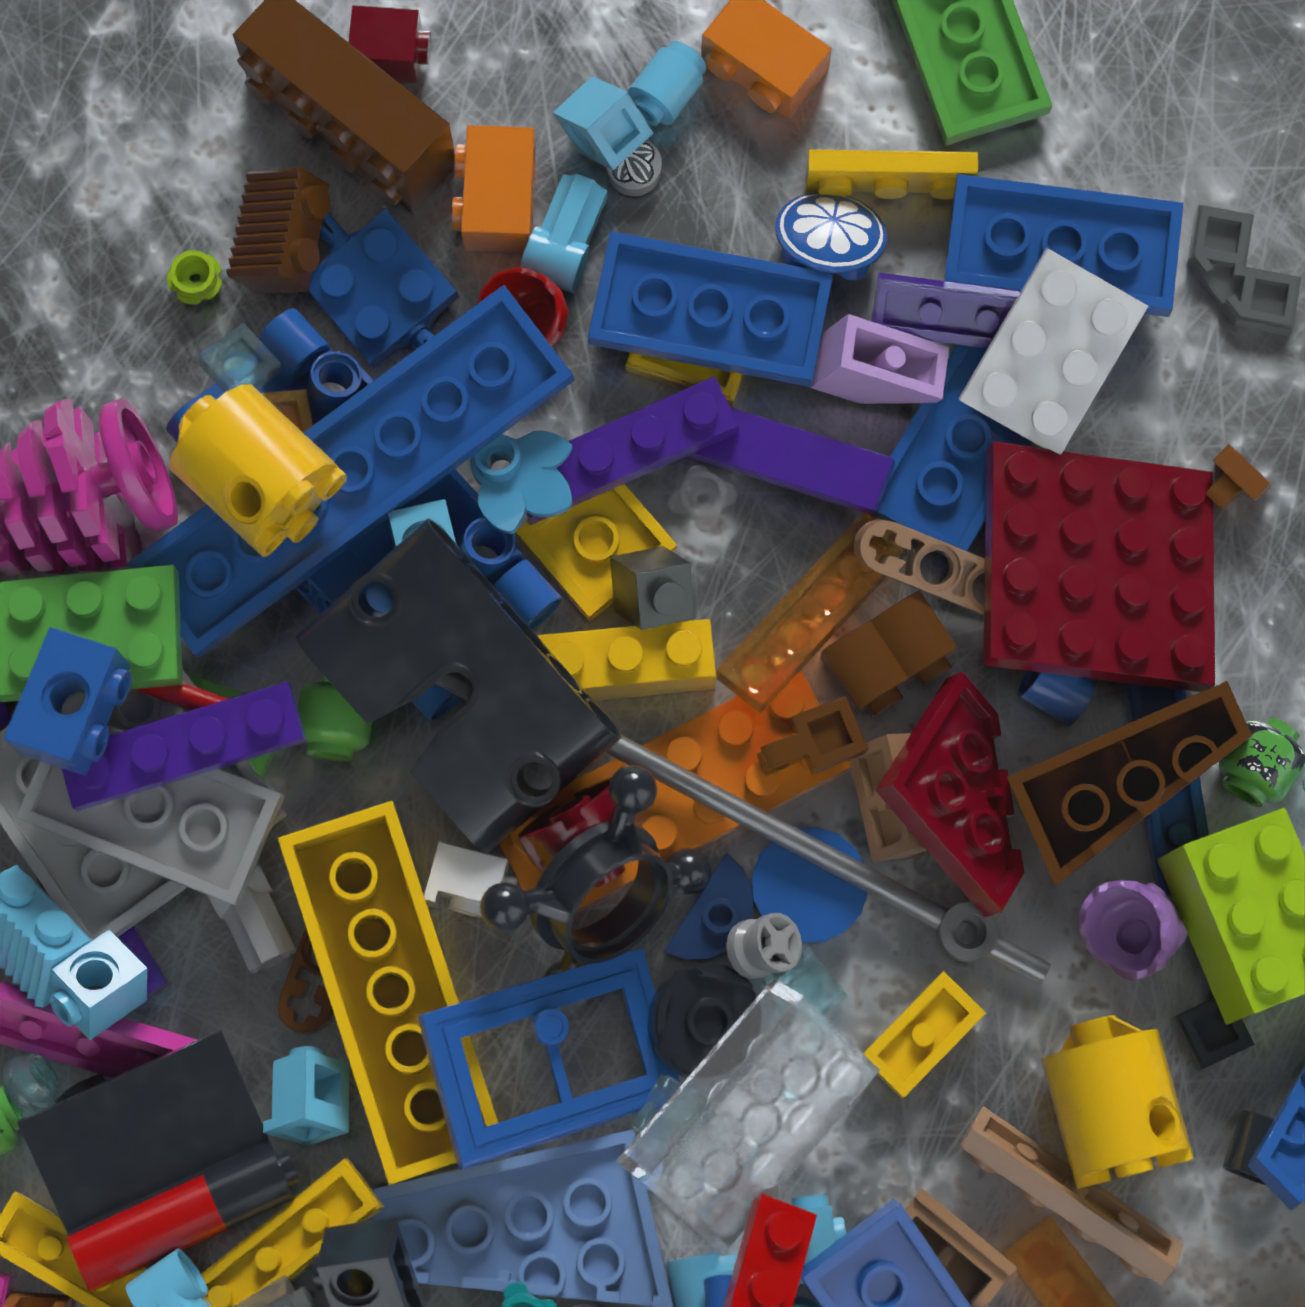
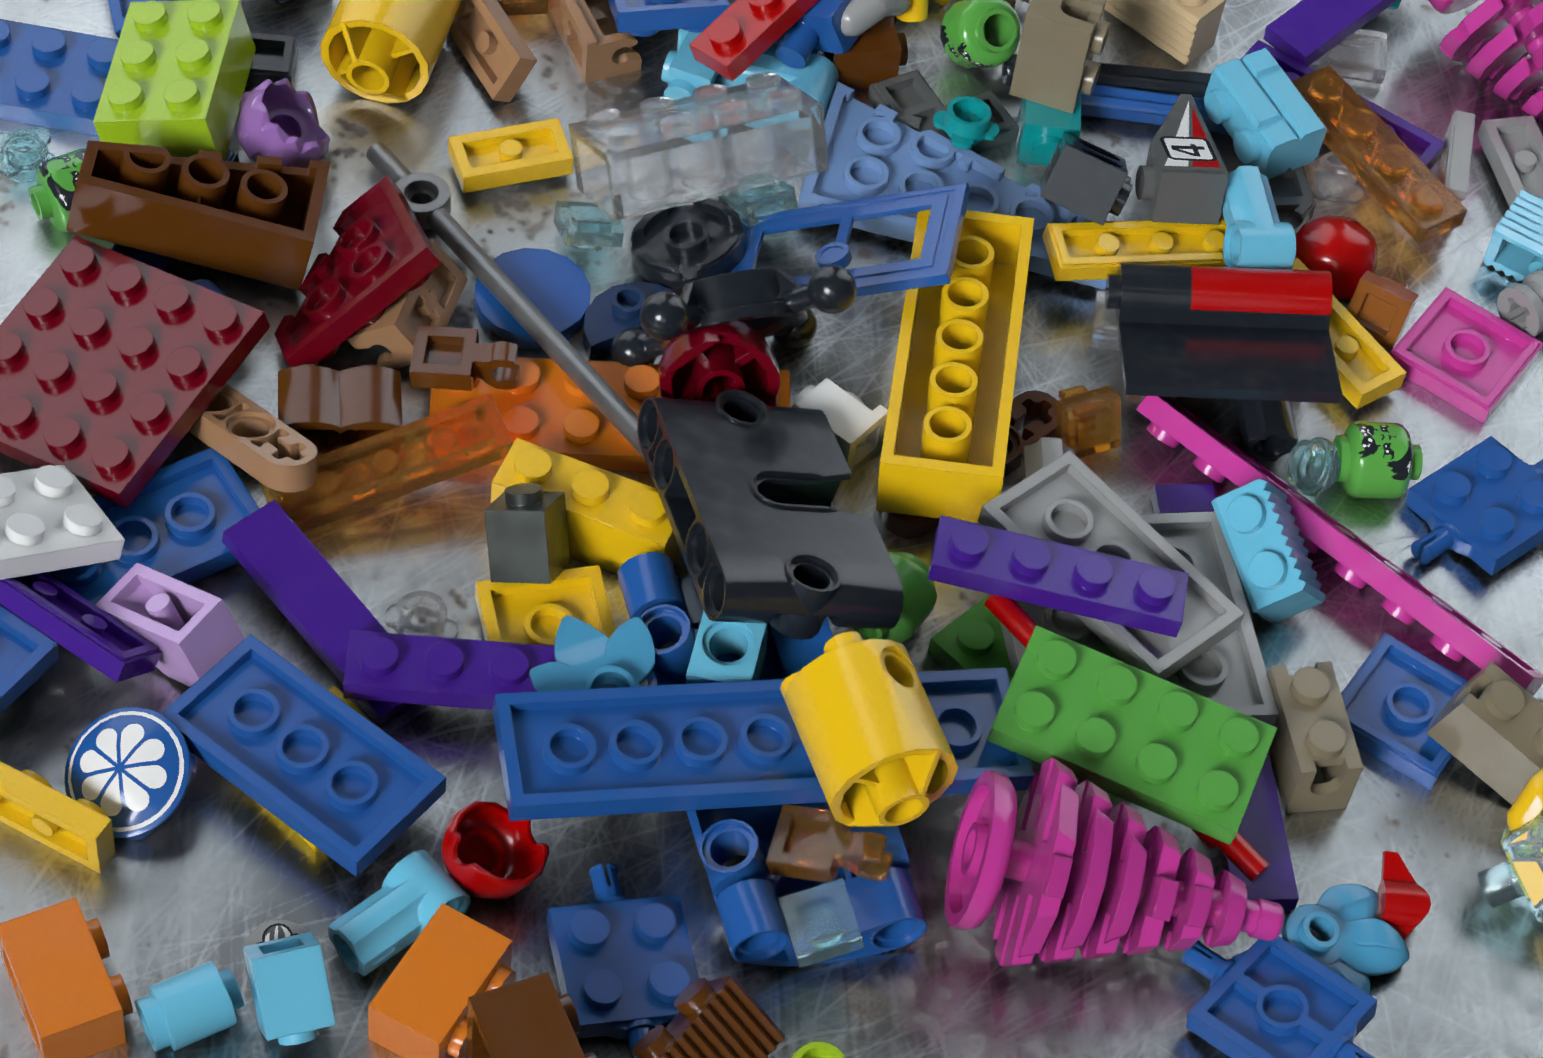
camera: 160 degrees left, 25 degrees down
(63, 668) = (1139, 651): blue brick -> none
(103, 964) = (1202, 457): medium azure brick -> none
(254, 1016) = (1089, 419): none -> clear orange tile
(309, 1097) = (1067, 334): medium azure brick -> none
(764, 946) = (605, 254): light grey wheel -> none

